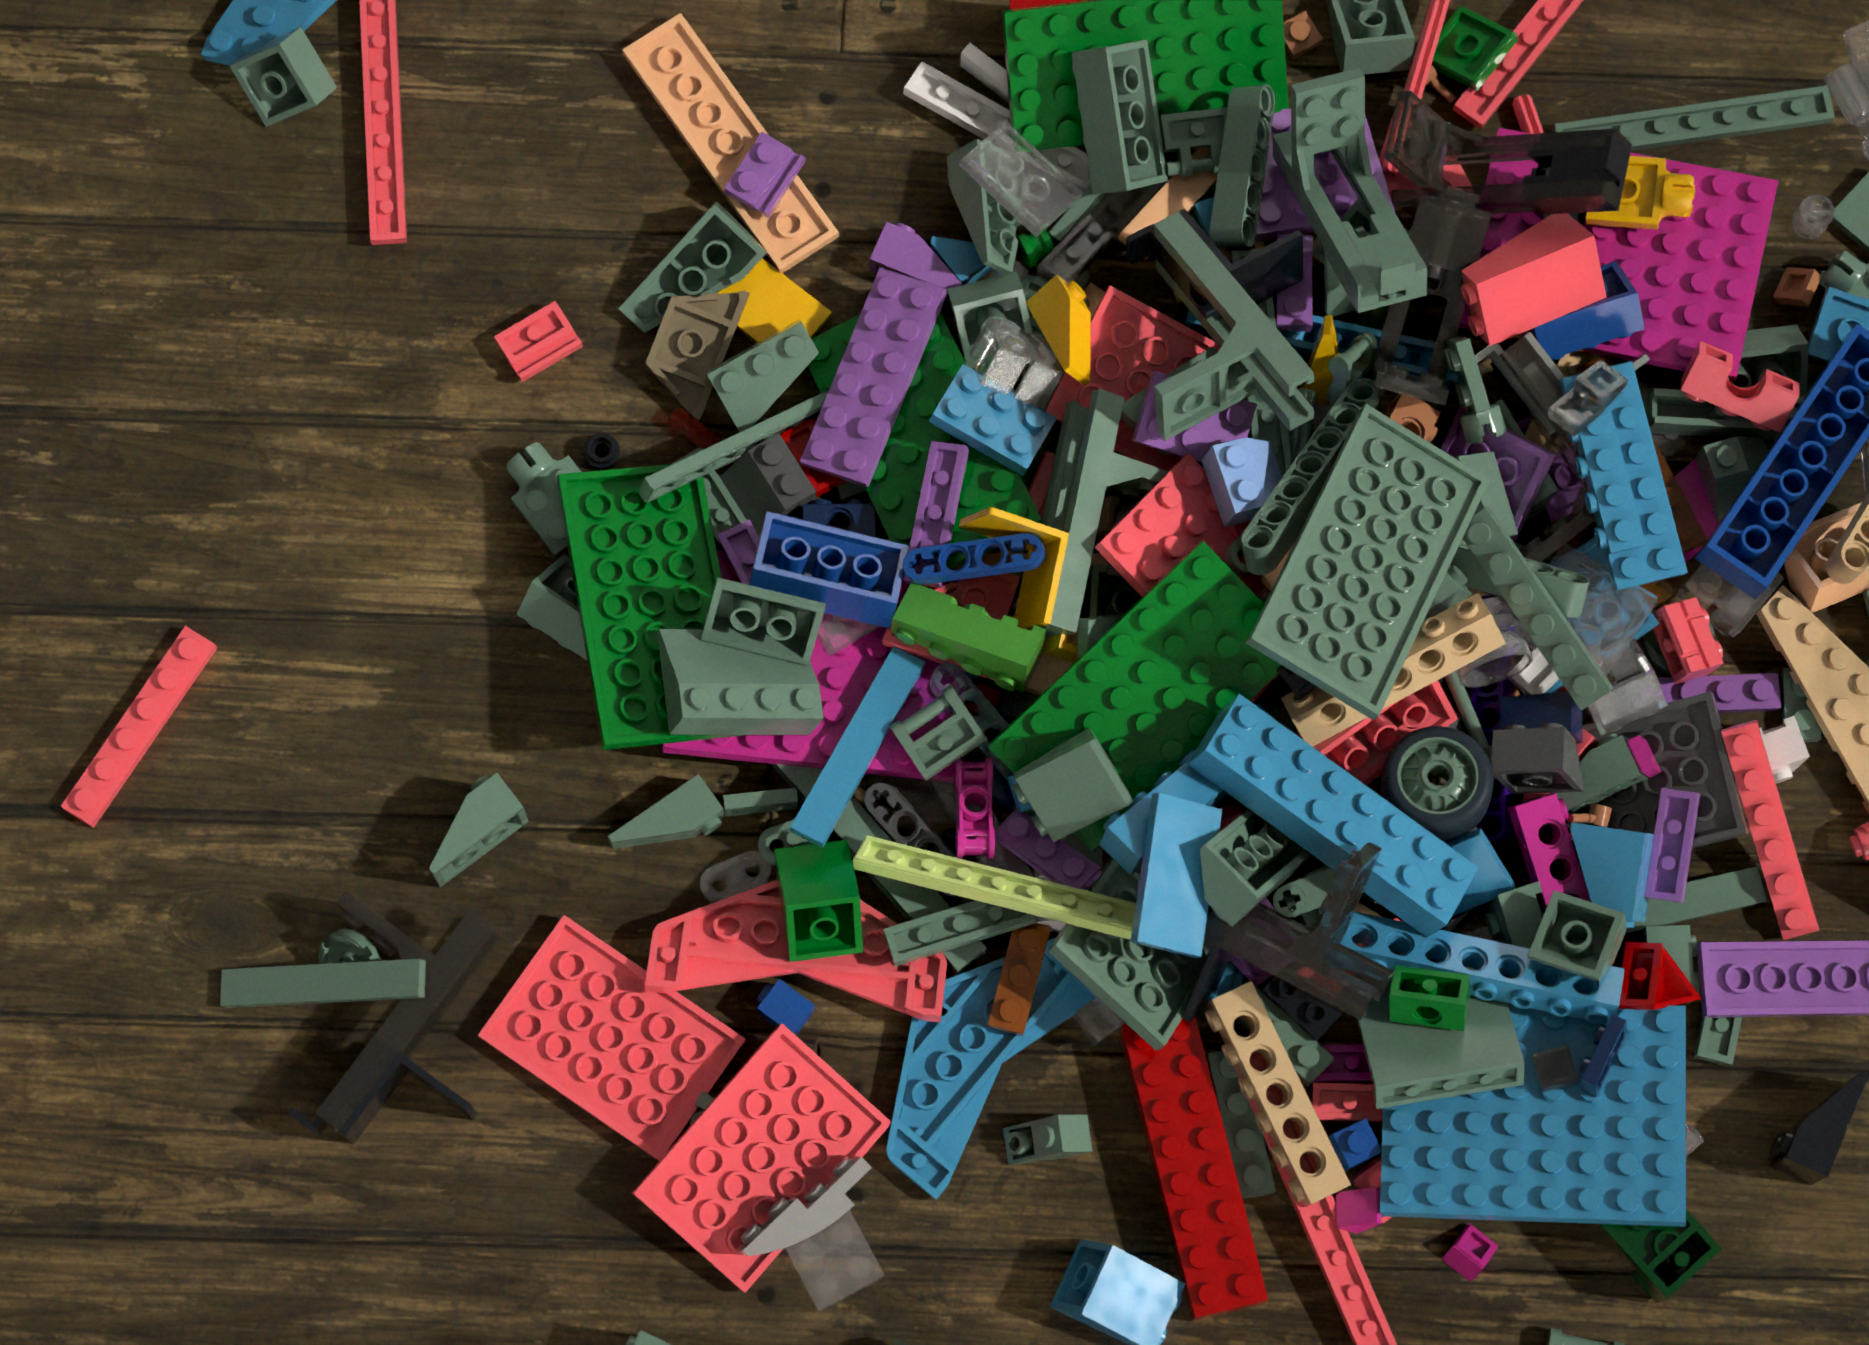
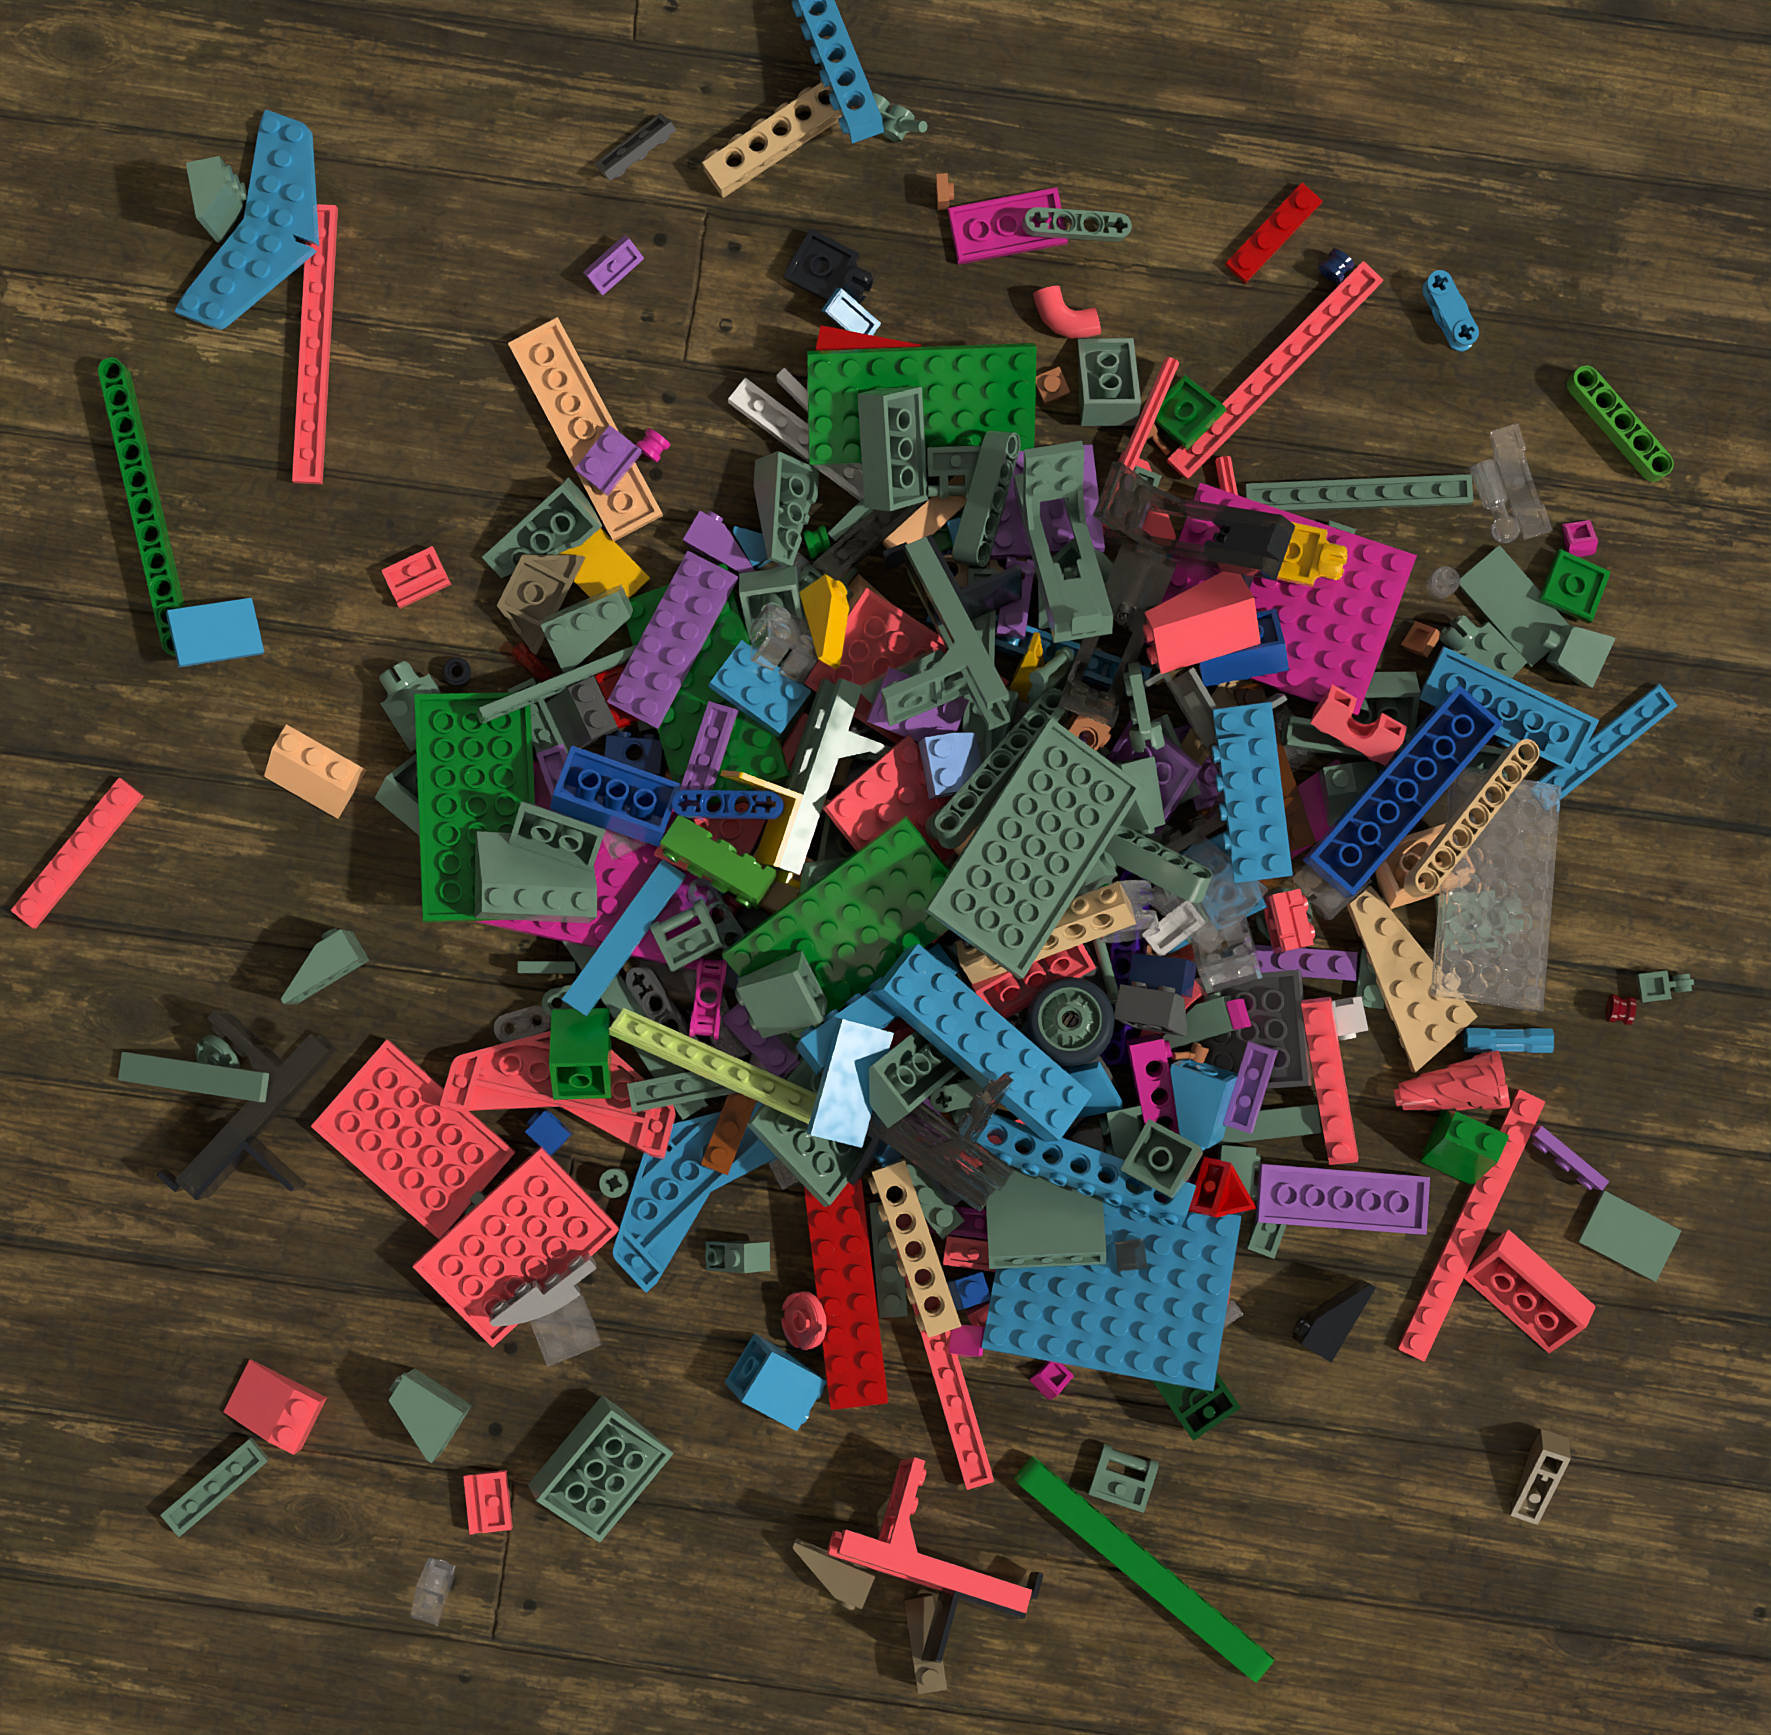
camera: 15 degrees right, 10 degrees up
(180, 278) = (140, 495): none -> green beam
(283, 77) = (236, 339): sand green slope -> none
(292, 432) = (214, 632): none -> dark azure tile
(433, 590) = (313, 771): none -> light nougat slope
(675, 817) = (487, 969): sand green slope -> none
(817, 152) = (653, 445): none -> dark pink wheel
(876, 1071) = (616, 1178): none -> sand green wheel
(1020, 178) = (808, 488): clear tile -> none
(1144, 1209) = (803, 1320): none -> coral tile
(1429, 998) = (1040, 1190): green brick -> none
(1535, 609) = (1166, 893): sand green plate -> none
(1588, 399) = (1231, 731): clear smoke slope -> none
(1608, 1042) = (1161, 1261): dark blue plate -> none

